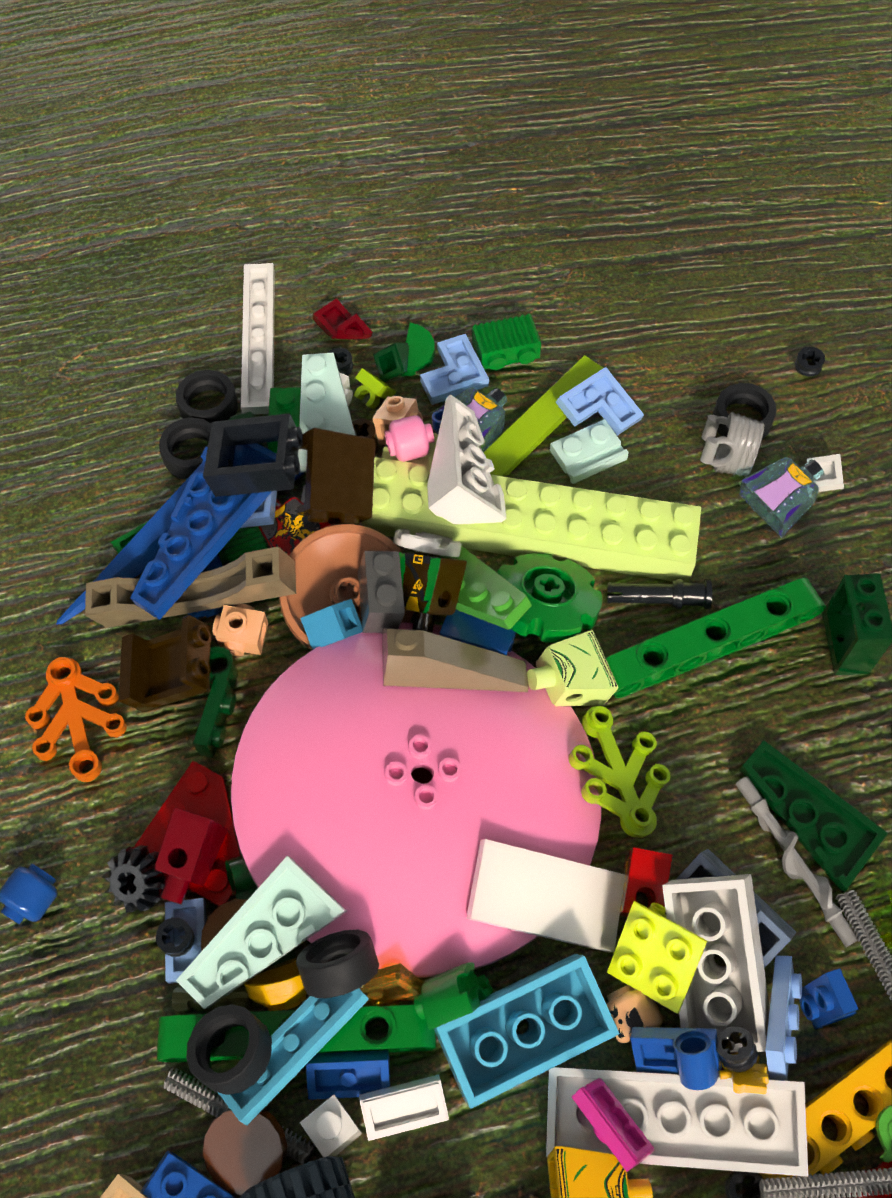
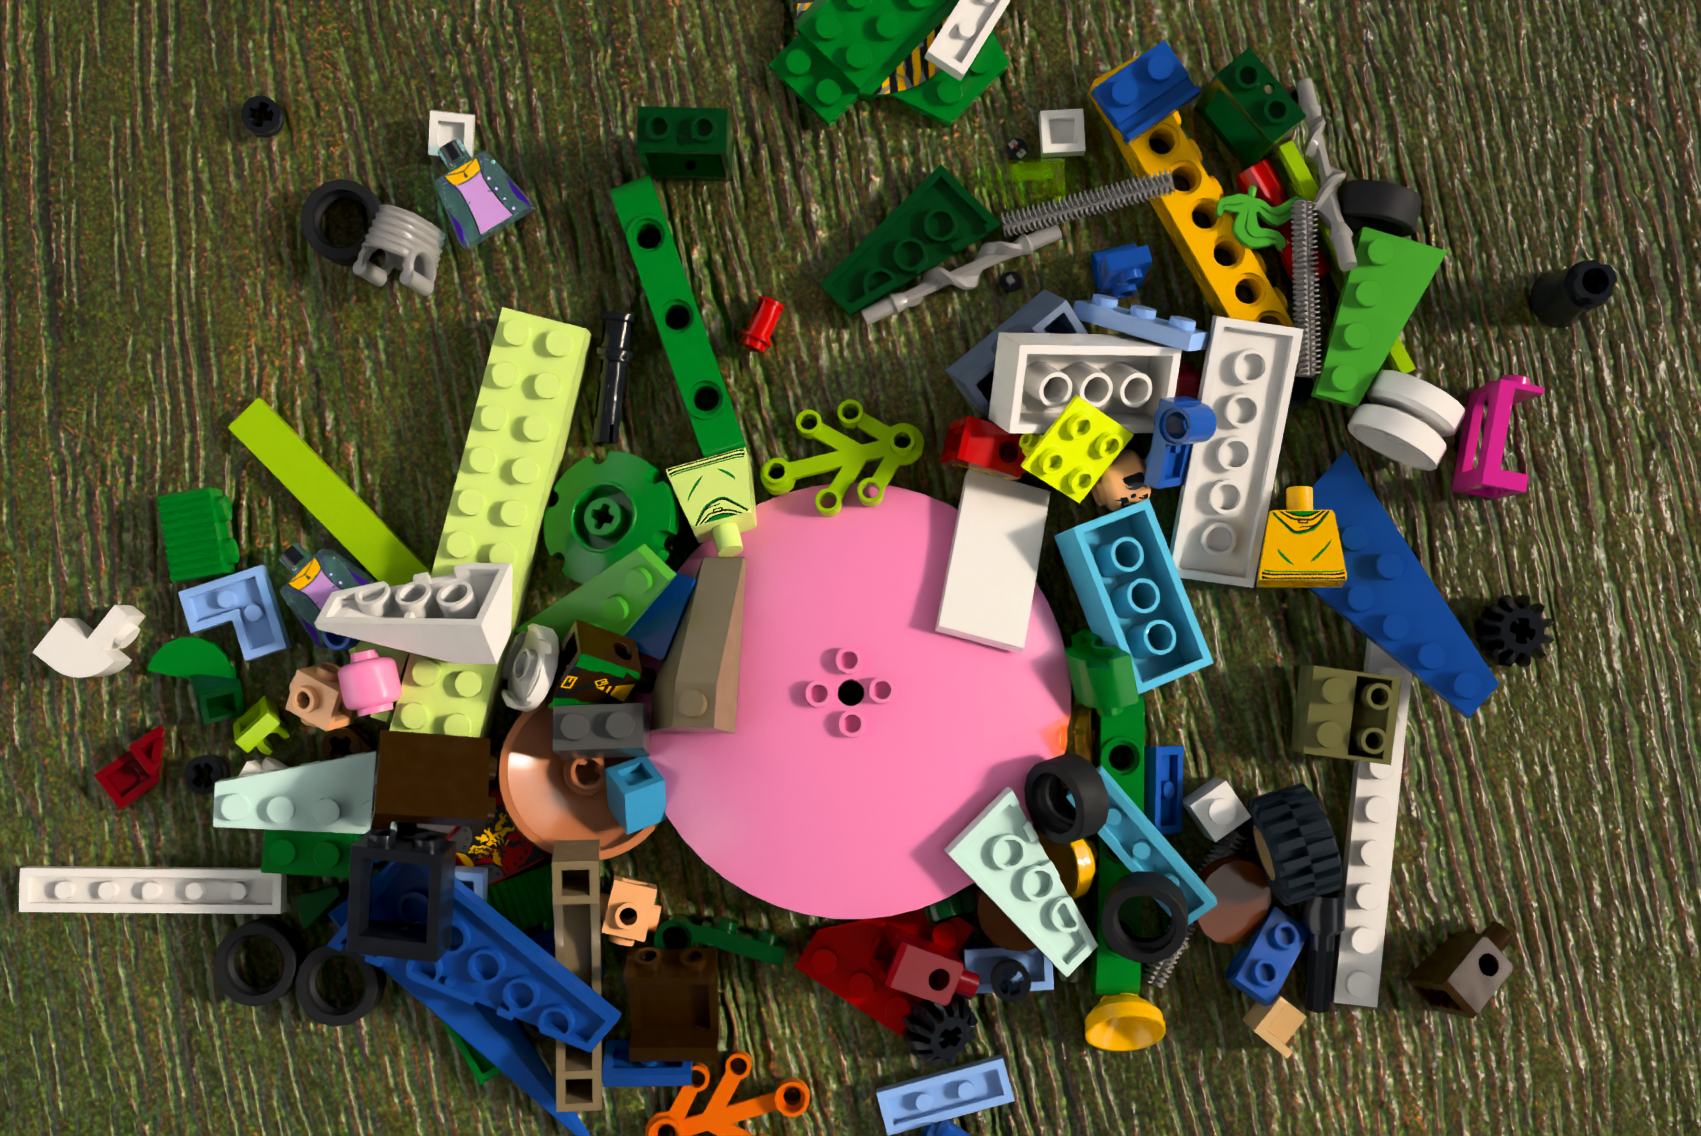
camera: 85 degrees left, 25 degrees up
(78, 892) = (944, 1094): none -> light blue plate
(112, 636) = (620, 1072): none -> blue plate
(131, 1048) = (1124, 1023): none -> yellow piece
(403, 1107) = (1196, 732): white tile -> none
(424, 290) = (82, 652): none -> white brick
(588, 451) = (386, 440): light aqua plate -> none
(602, 395) = (303, 414): light blue plate -> none
(613, 1124) = (1238, 517): dark pink plate -> none
(720, 700) = (761, 325): none -> red pin
(746, 1055) = (1170, 388): black bush -> none
(749, 1081) = (1201, 374): yellow piece -> none
(796, 907) = (1010, 282): none -> black piece

